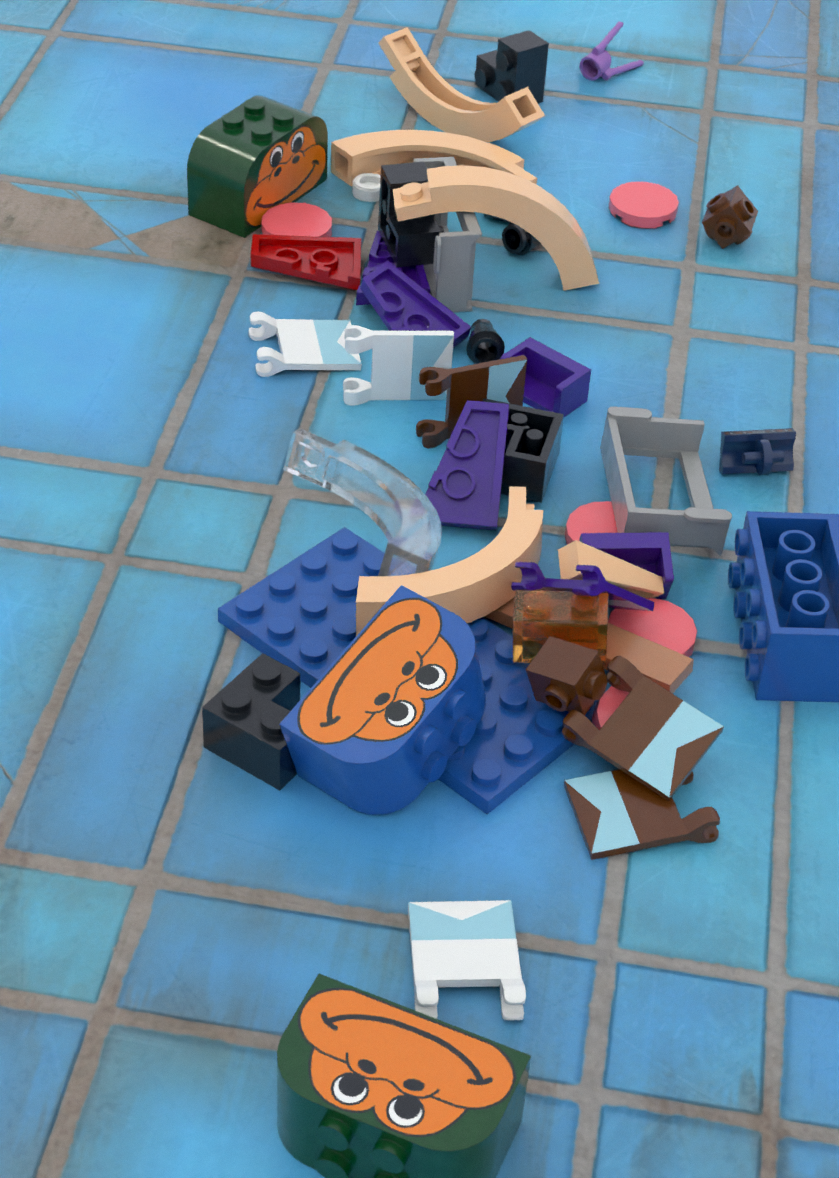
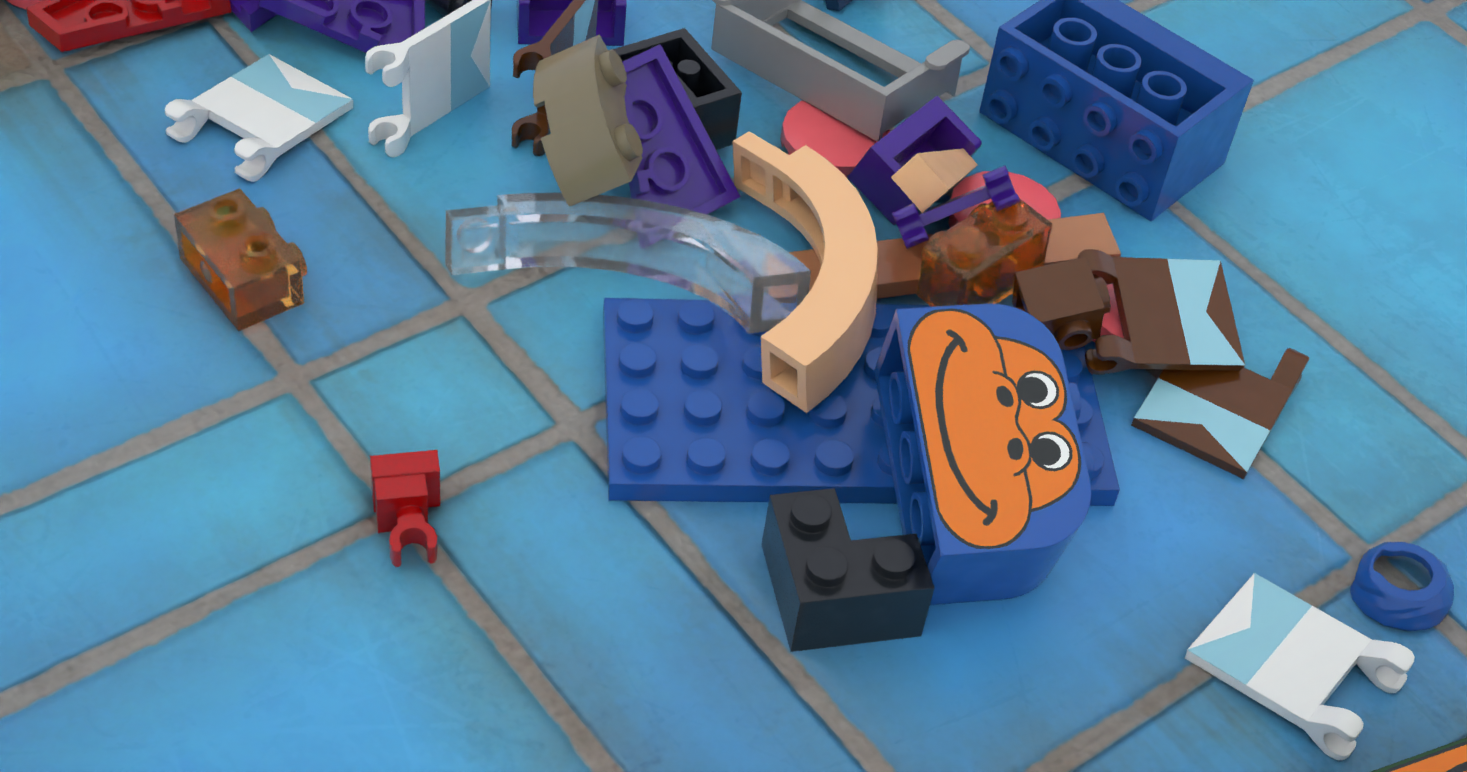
camera: 50 degrees left, 5 degrees up
(113, 548) = (401, 493): none -> red piece
(191, 400) = (240, 258): none -> clear orange brick
(415, 419) = (590, 136): none -> dark tan brick
(594, 994) = (1400, 607): none -> blue piece

